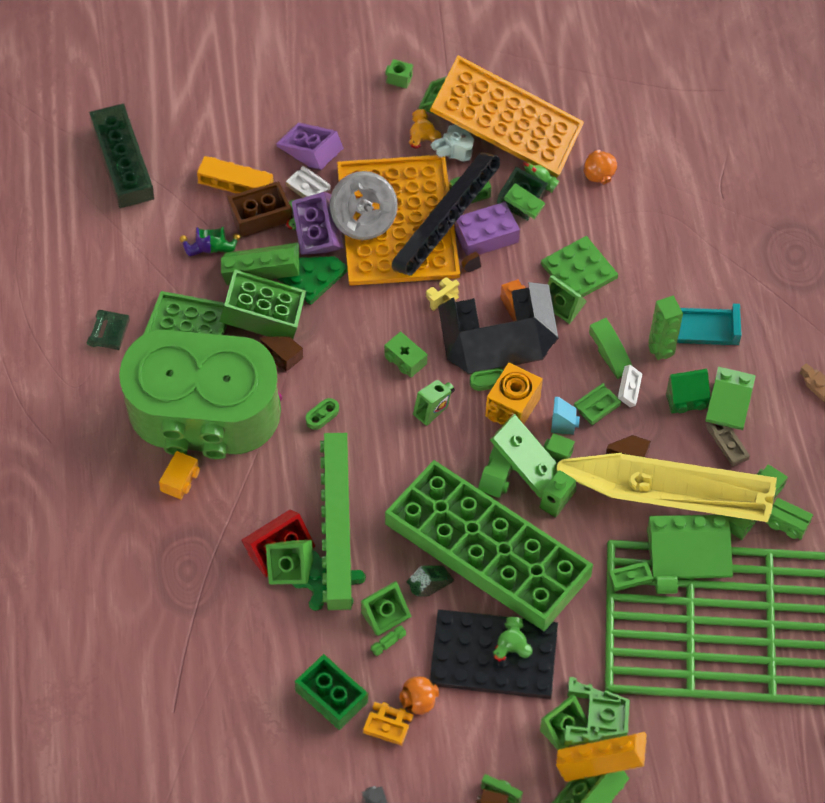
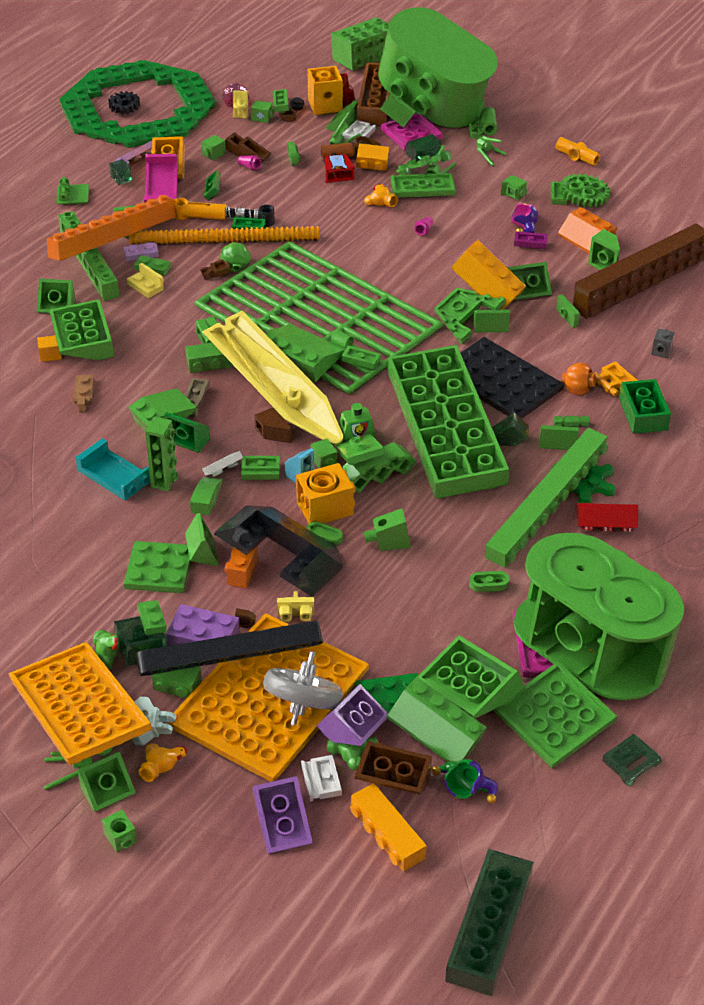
camera: 140 degrees left, 15 degrees down
(283, 350) = (483, 638): reddish brown slope -> none
(289, 562) = (607, 490): bright green slope -> none
(405, 354) = (377, 582): bright green brick -> none
(512, 640) = (485, 363): bright green animal -> none
(600, 167) = (42, 623): orange plant -> none

